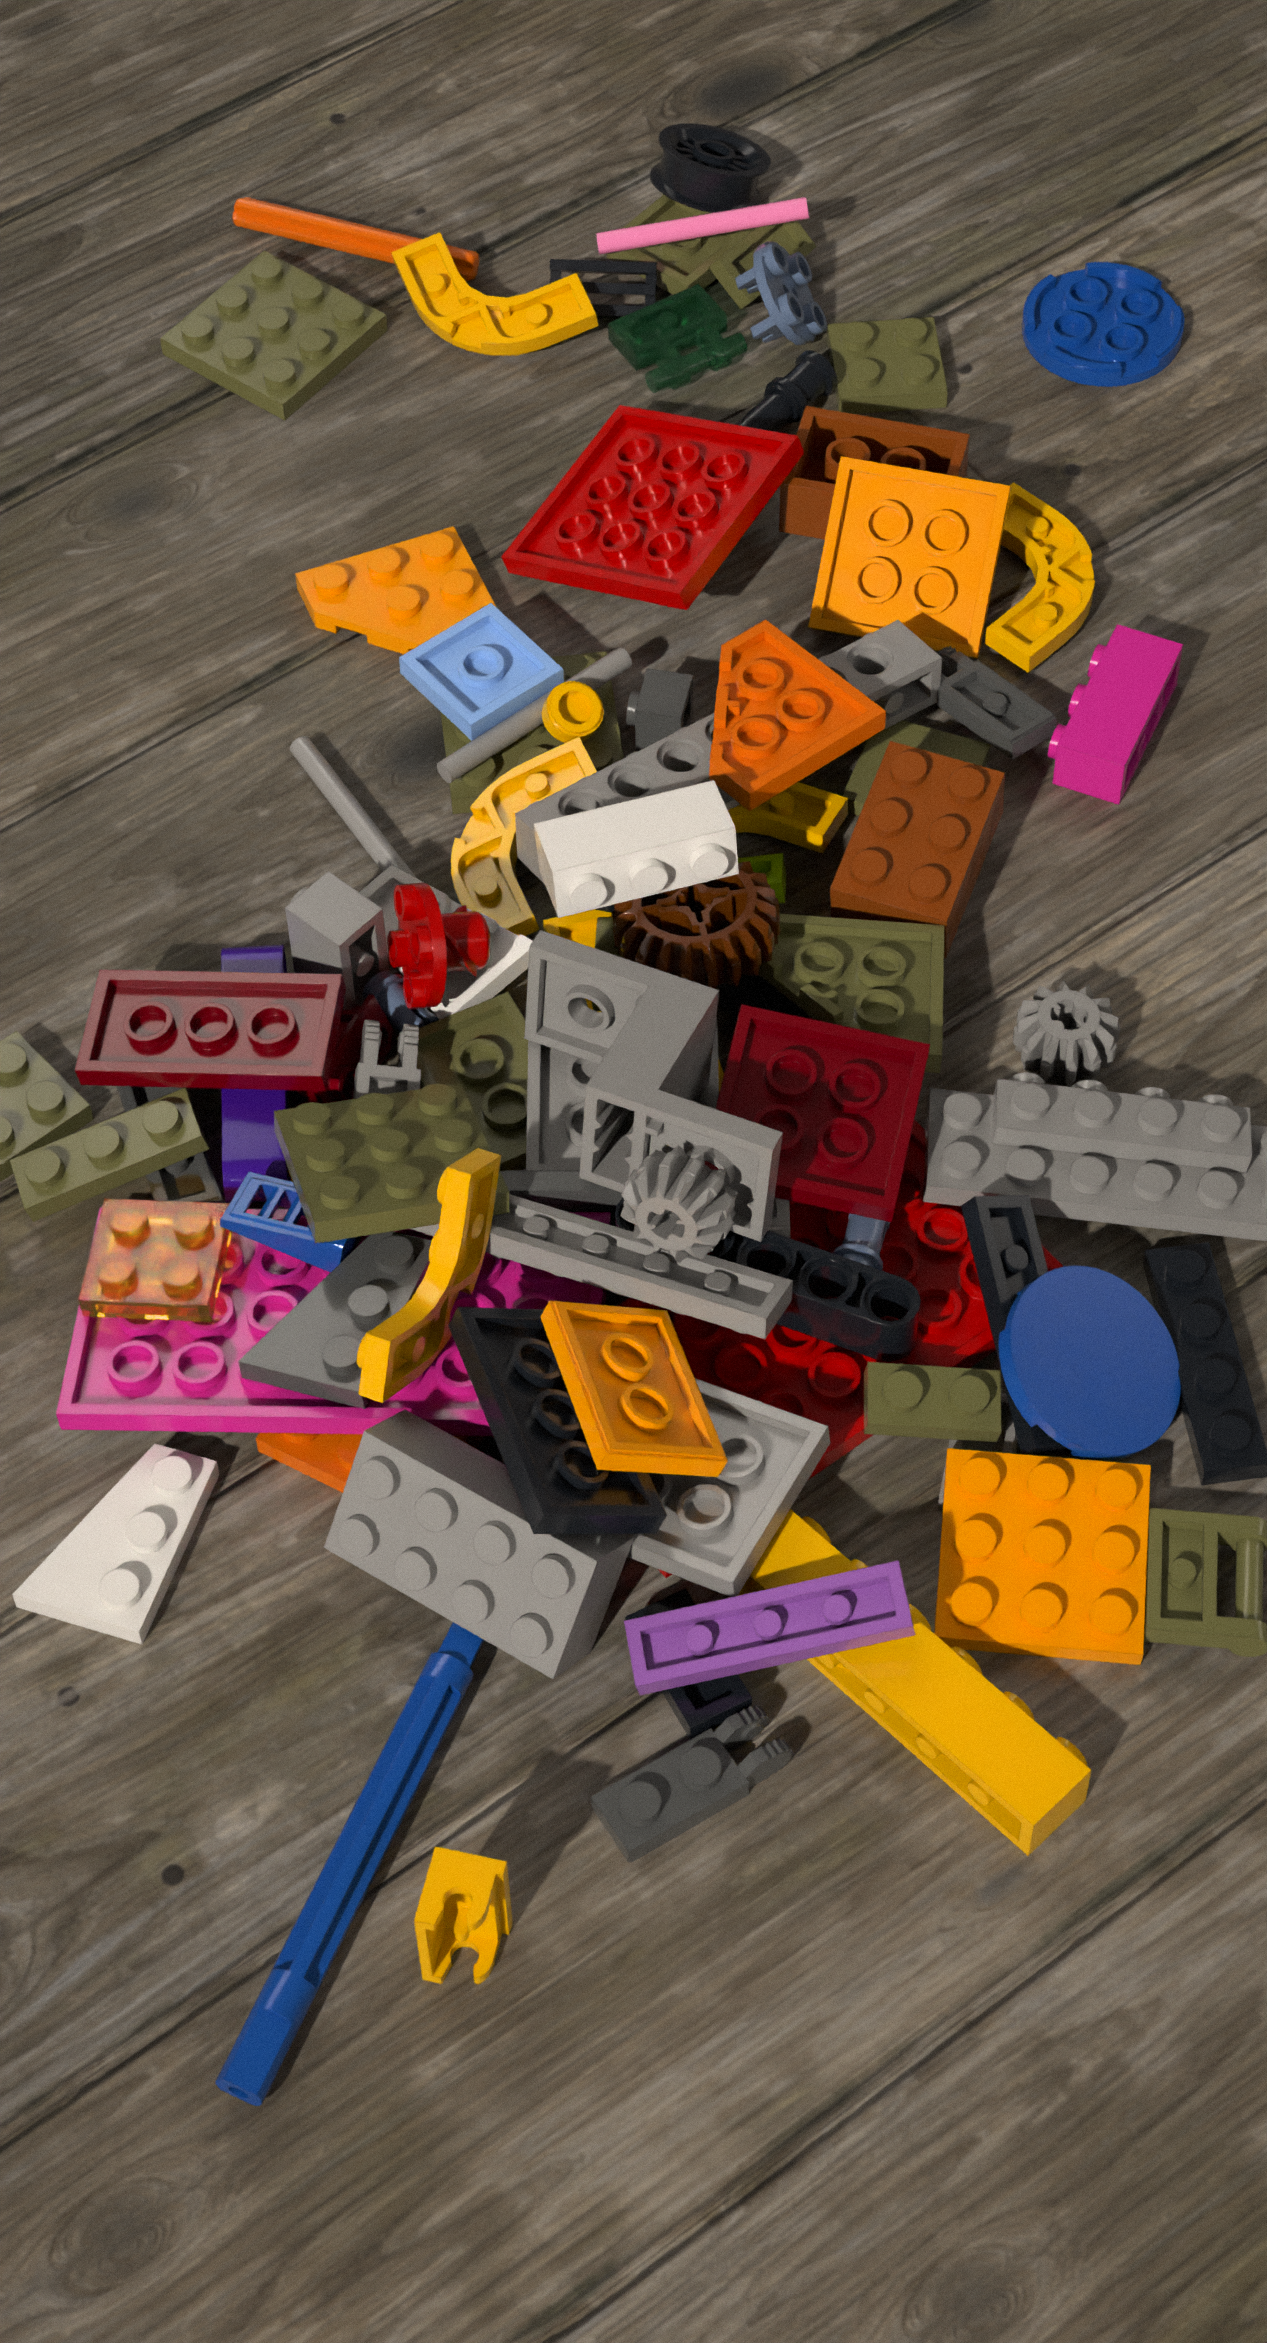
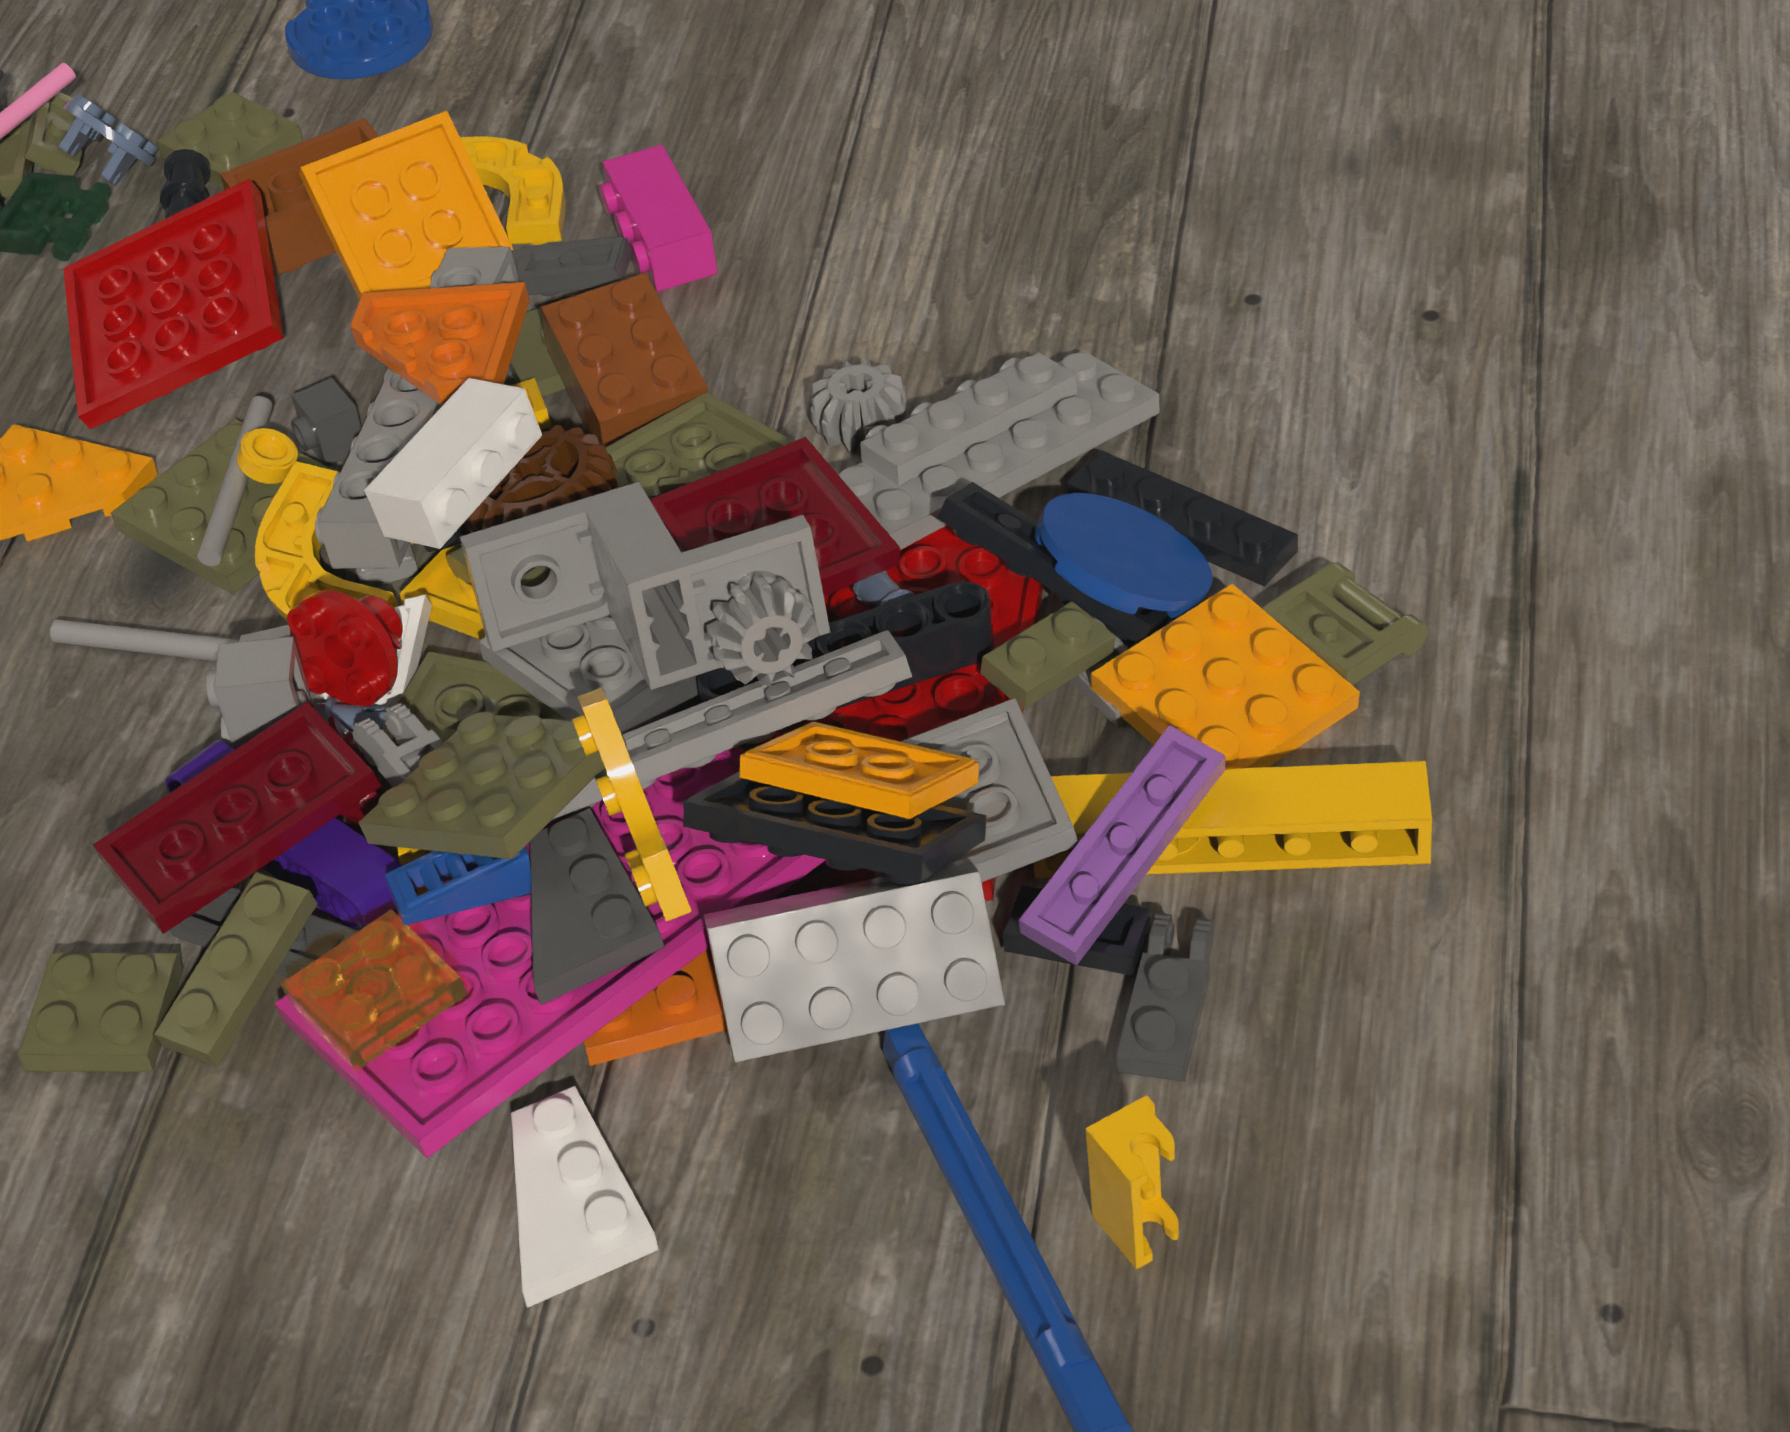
camera: 40 degrees left, 10 degrees down
(481, 671) = (162, 478): light blue plate -> none

